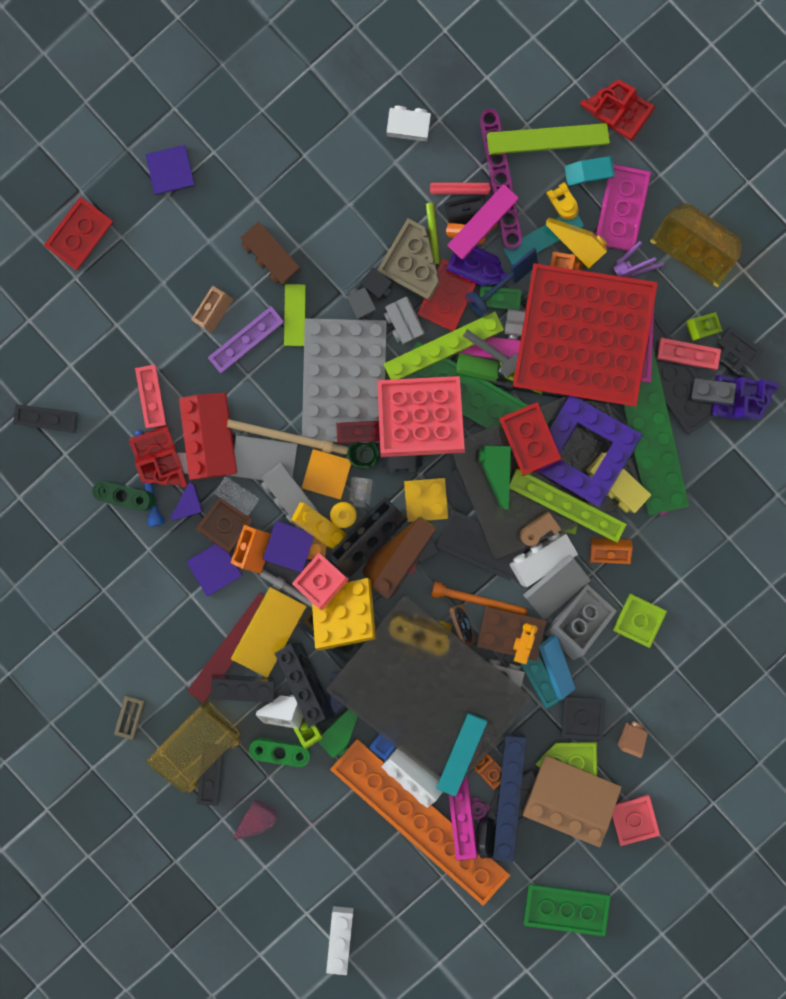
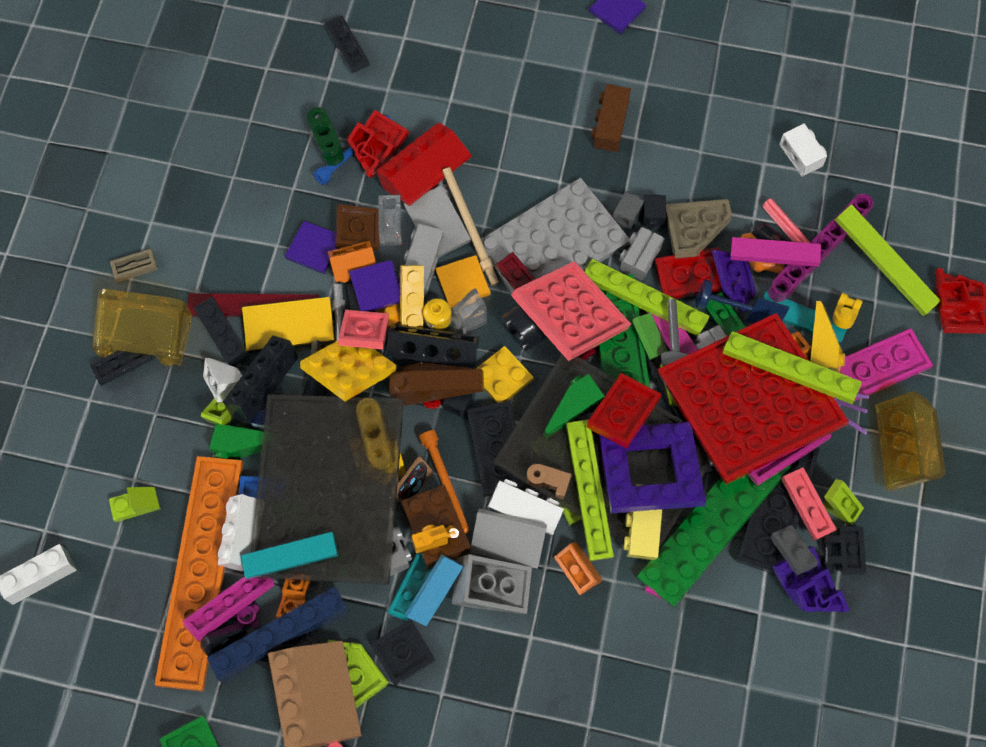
camera: 55 degrees right, 20 degrees down
(150, 396) = (424, 106): coral plate -> none
(188, 504) = (355, 189): dark purple slope -> none
(212, 309) = (531, 108): medium nougat slope -> none
(246, 339) = (527, 145): medium lavender plate -> none
(256, 820) = (107, 424): clear pink slope -> none
(268, 753) = (178, 392): green piece -> none
(294, 314) = (577, 168): lime tile -> none
(332, 837) = (134, 503): none -> lime slope
(363, 455) = (499, 296): dark green hair -> none
(433, 232) = (732, 228): lime bar -> none
(587, 289) = (792, 367): none -> lime plate
(589, 170) = (893, 314): teal slope -> none
(633, 739) = (416, 712): nougat slope -> none
(639, 620) = (533, 641): lime tile -> none

